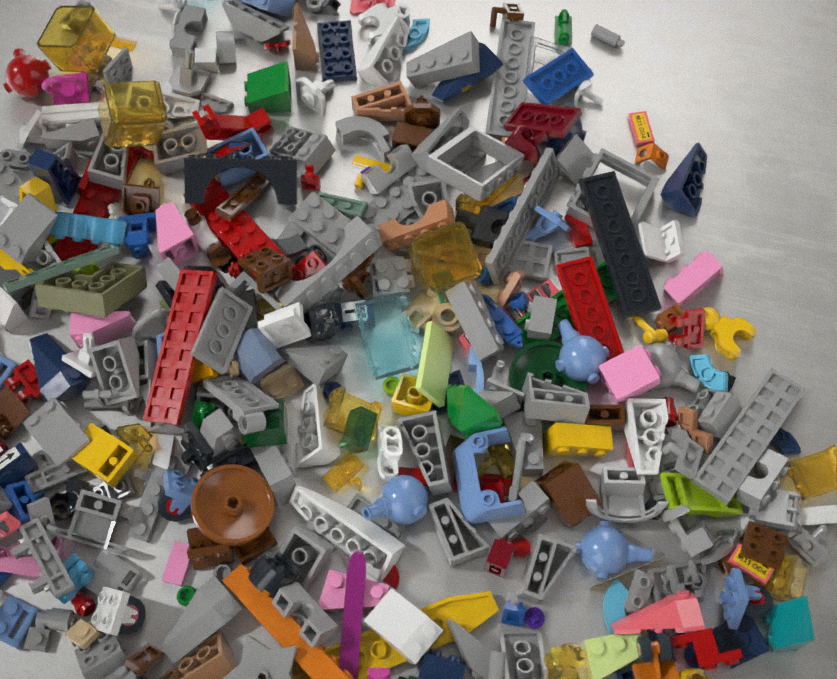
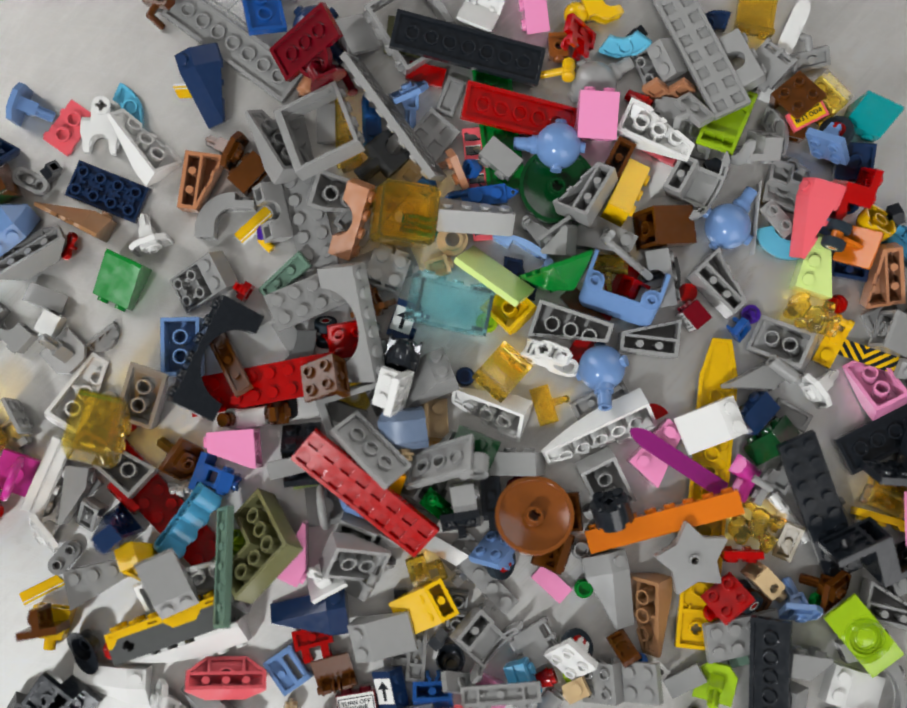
camera: 60 degrees left, 20 degrees up
(226, 126) = (147, 341): red piece -> none
(230, 148) = (172, 351): sticker -> none
(235, 269) = (301, 406): red plate -> none
(295, 601) = (674, 494): light grey arch -> none
(358, 430) = (521, 374): clear green brick -> none
(446, 61) = (188, 94): light grey wedge -> none

